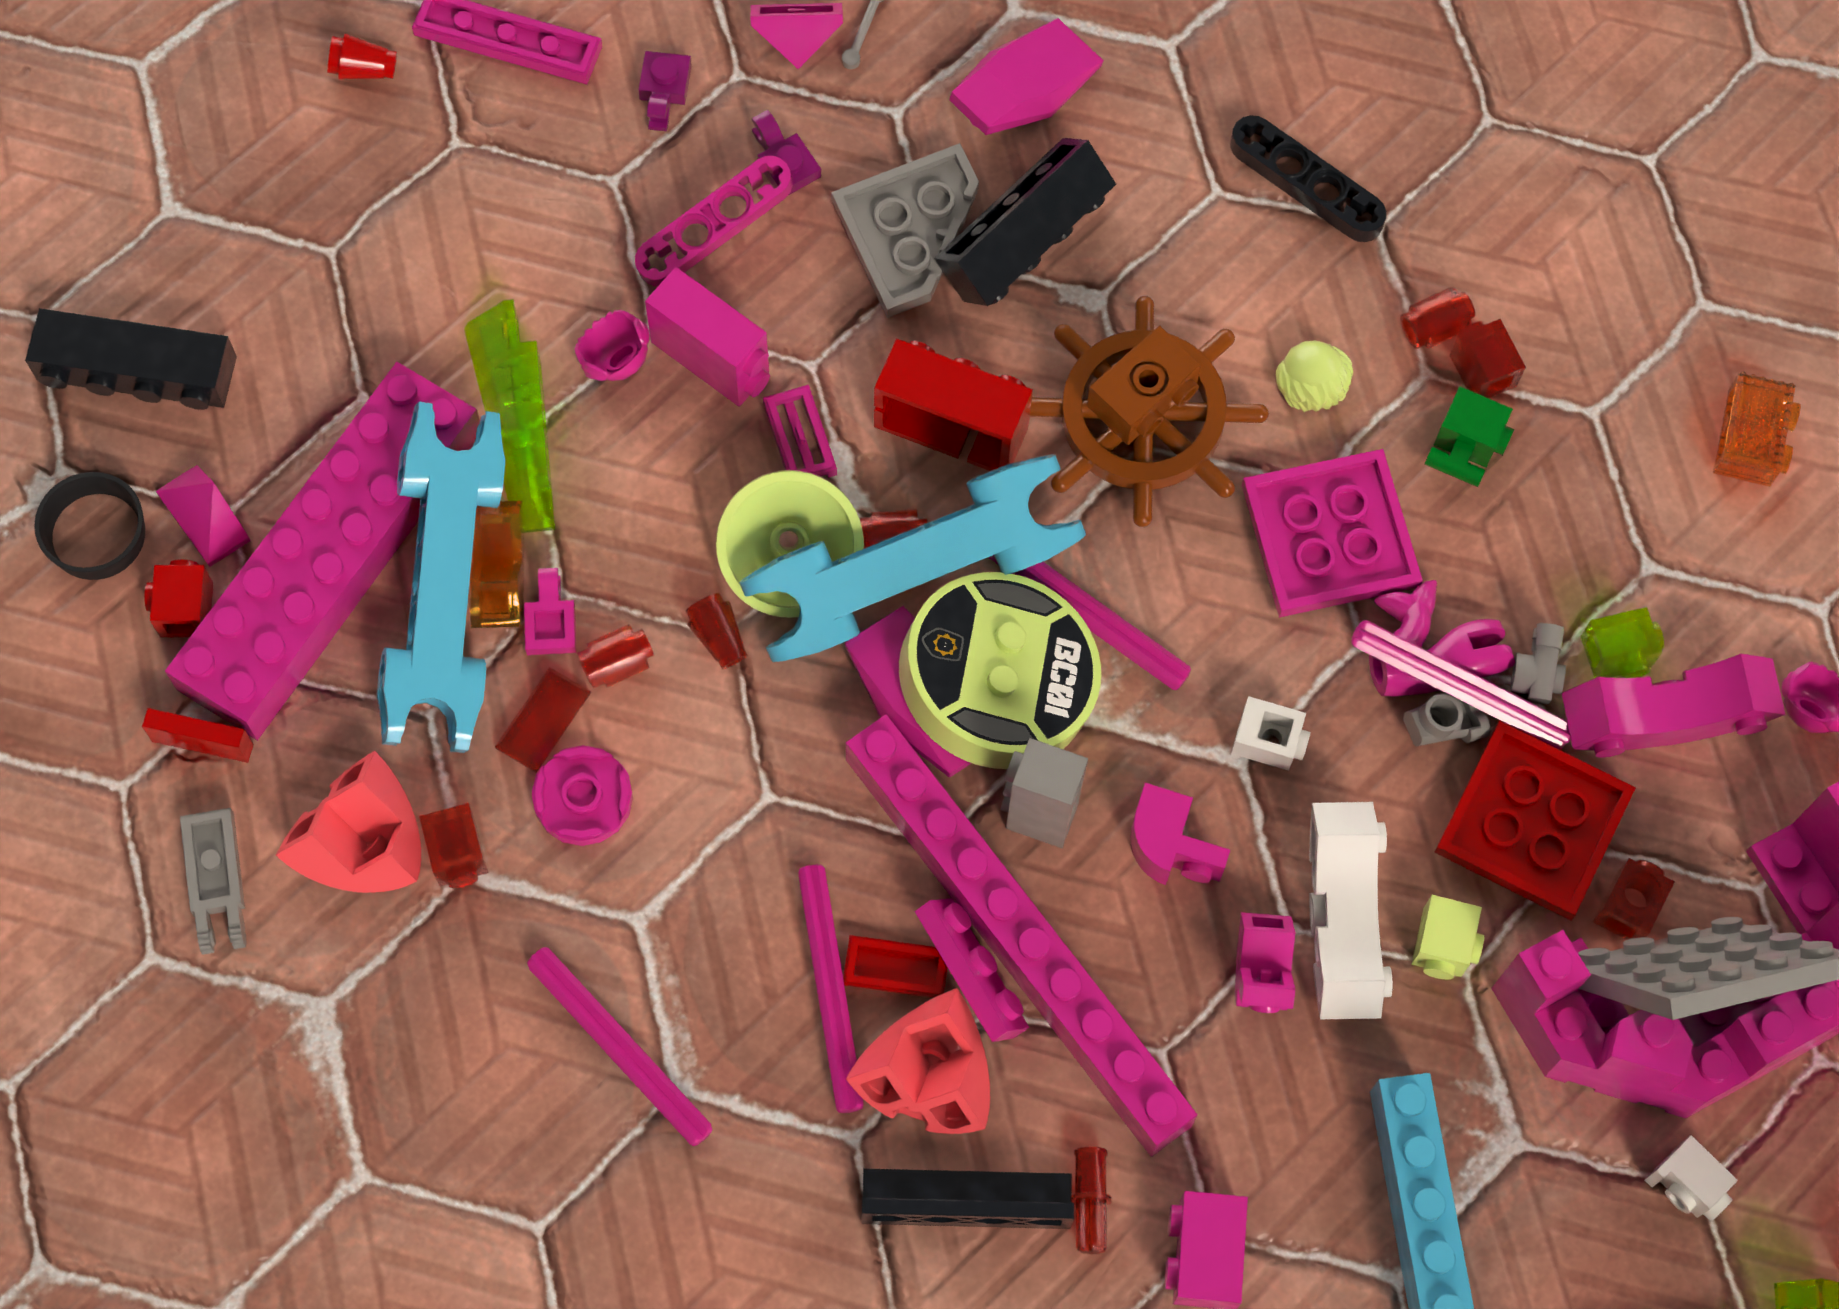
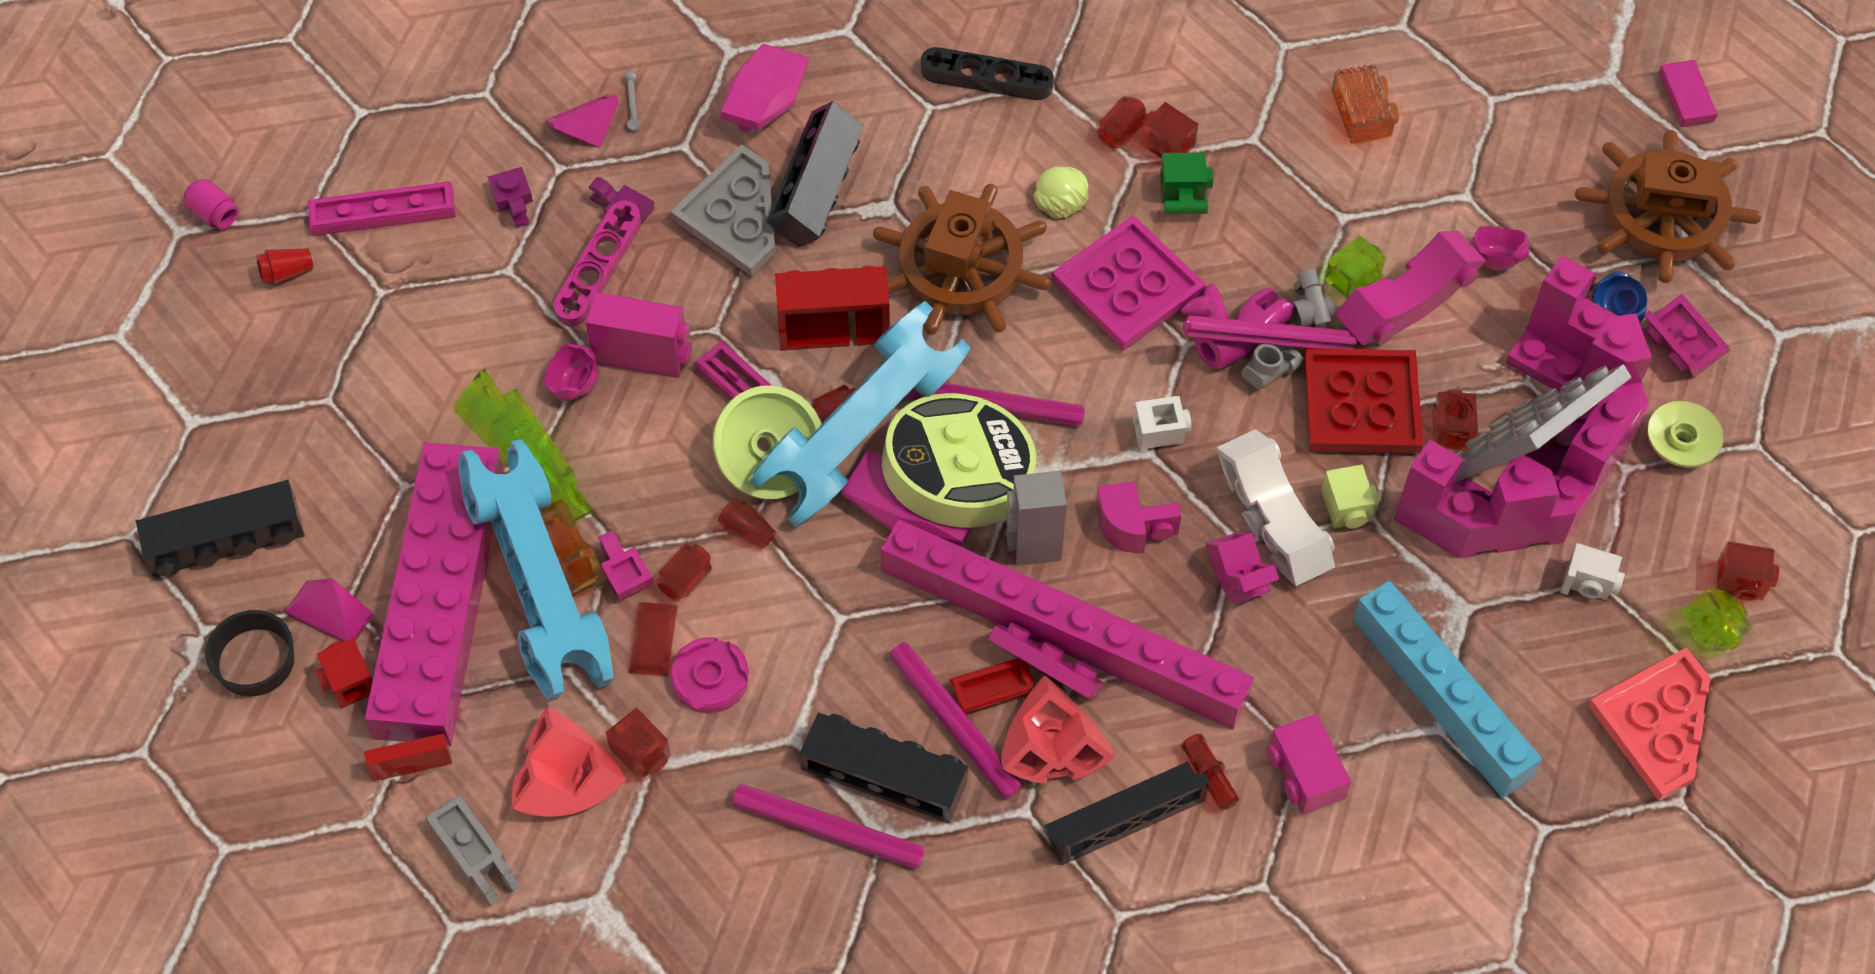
camera: 25 degrees left, 10 degrees down
(717, 1007) = (884, 766): none -> black brick

